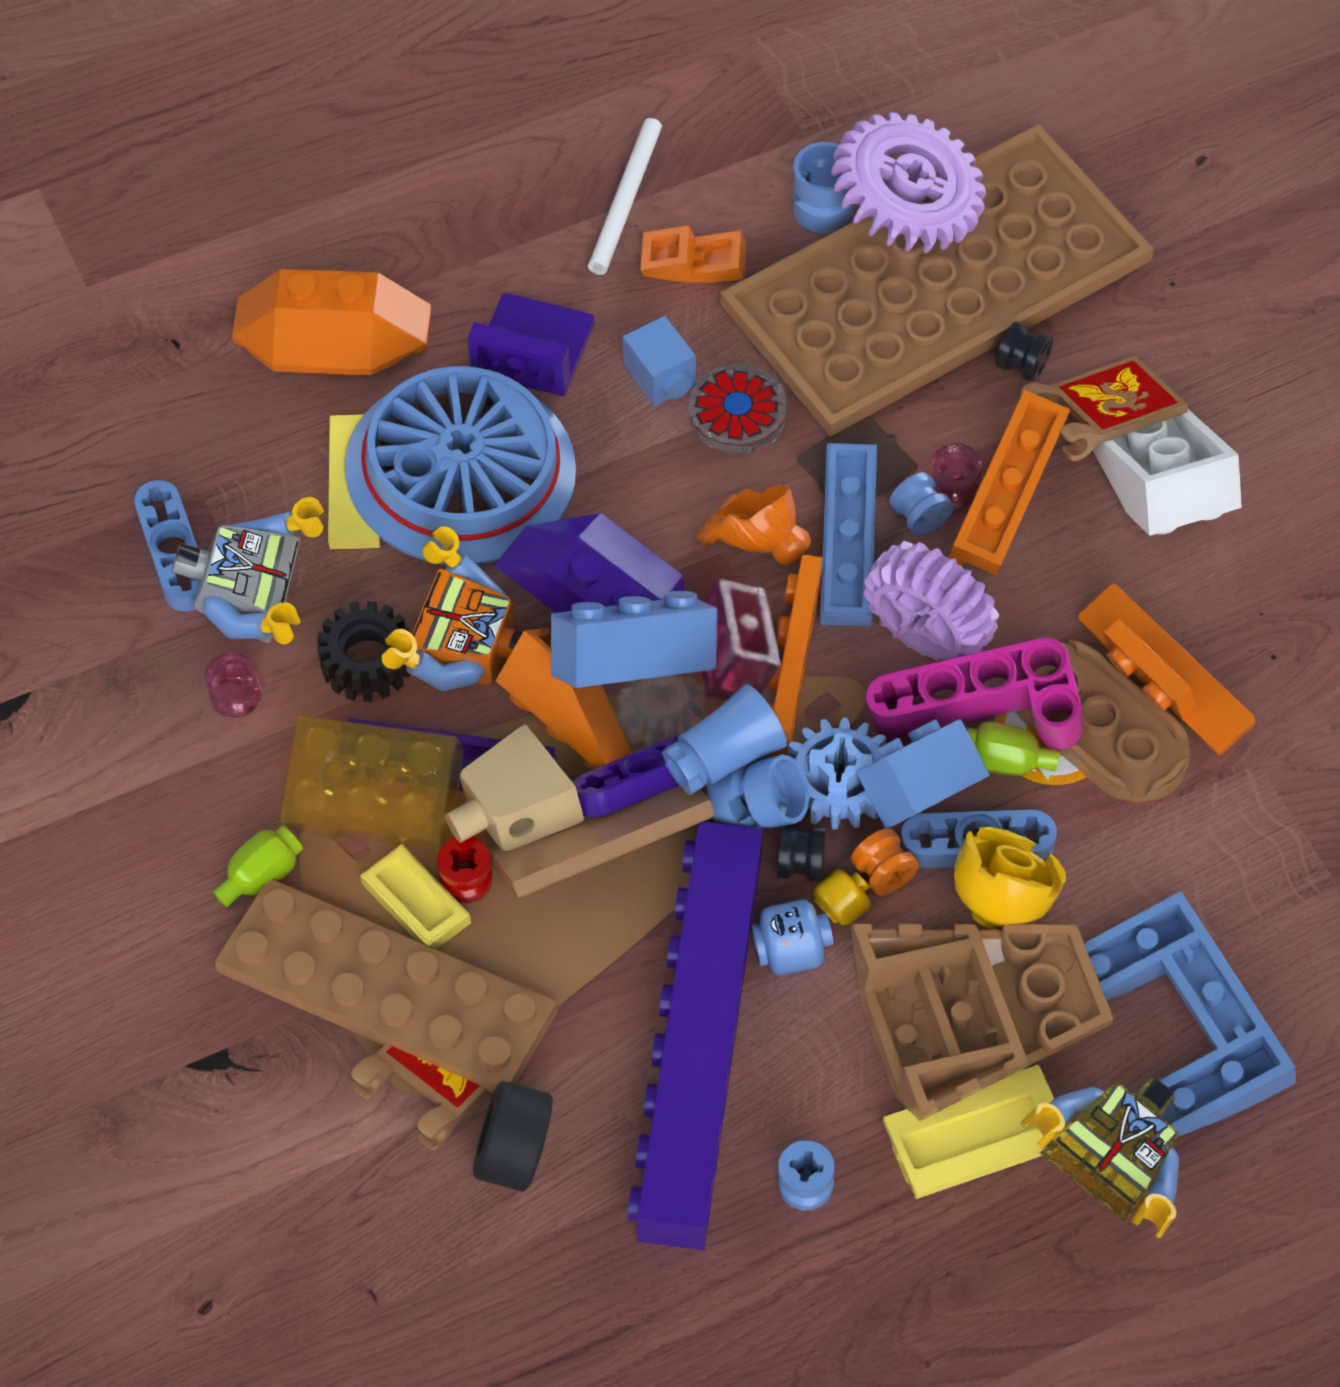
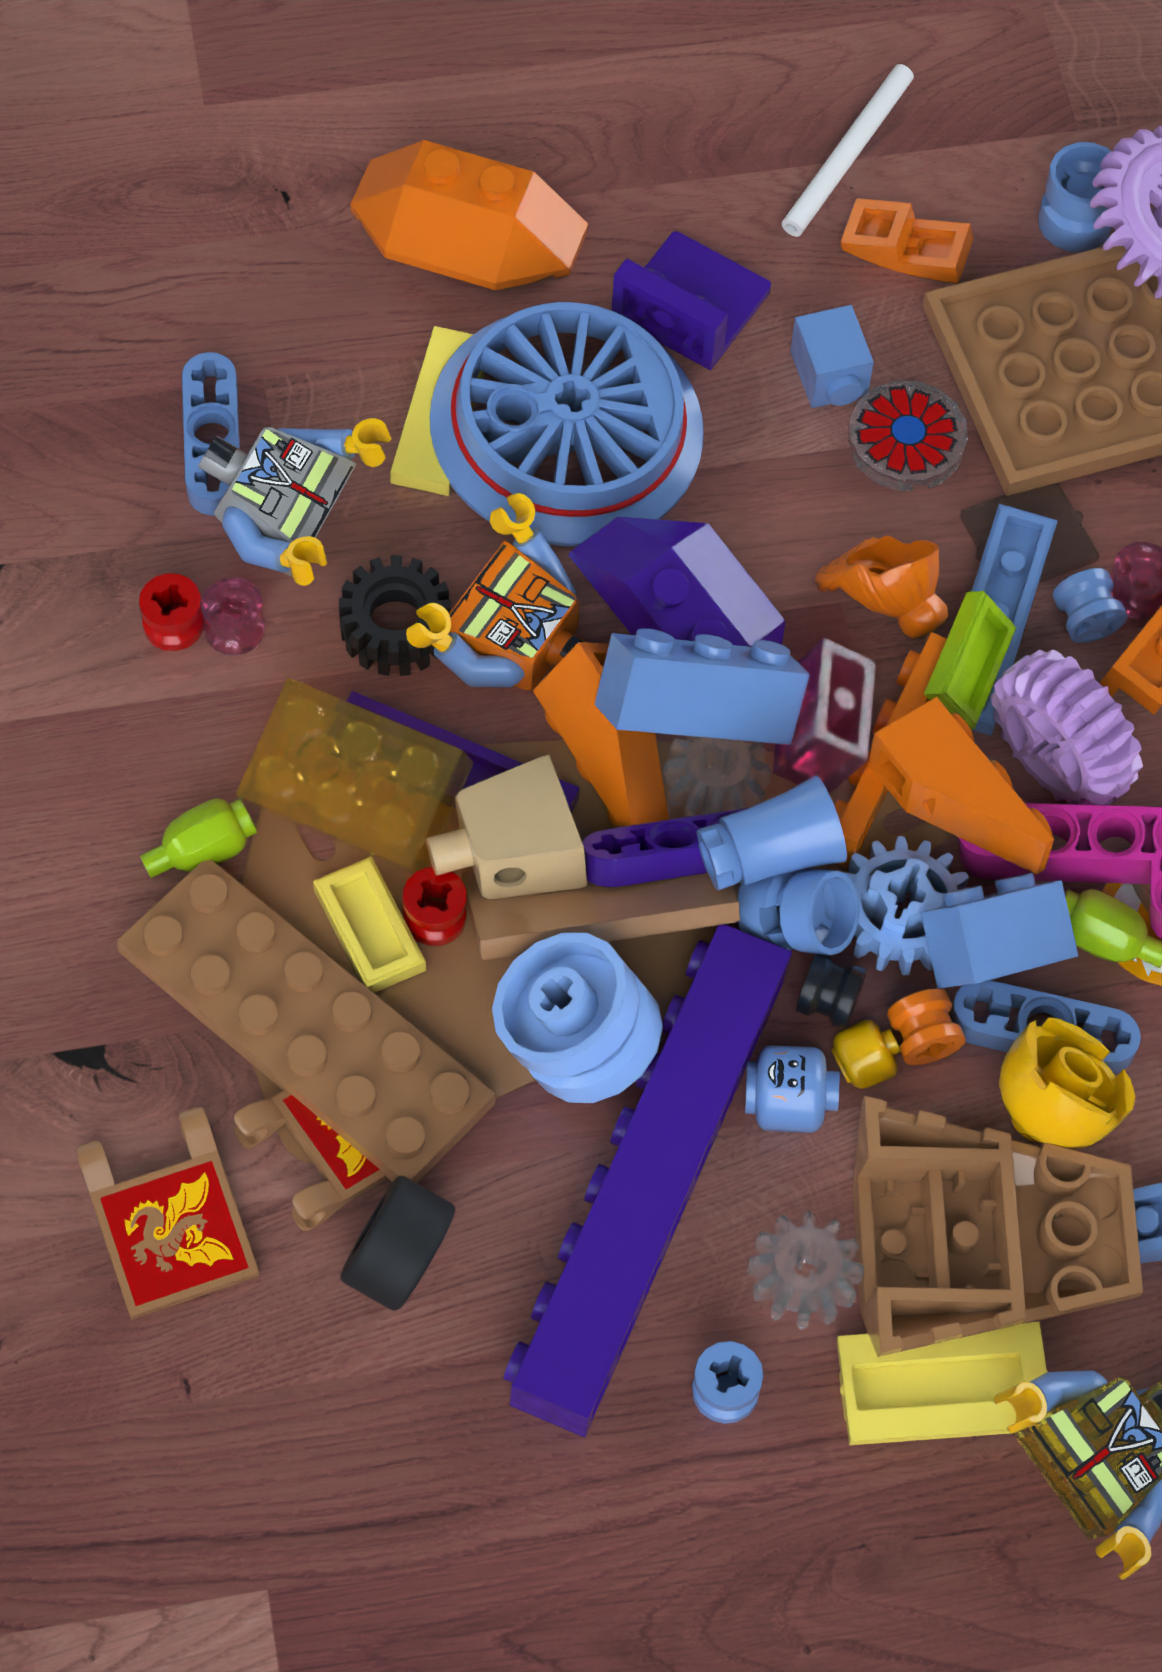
camera: 10 degrees right, 5 degrees up
(193, 700) = (180, 625): none -> red wheel
(325, 1175) = (172, 1228): none -> flag
(607, 922) = (577, 1017): none -> light blue wheel
(839, 569) = (971, 657): none -> lime tile
(853, 666) = (949, 782): none -> orange slope
(864, 1076) = (818, 1291): none -> clear gear

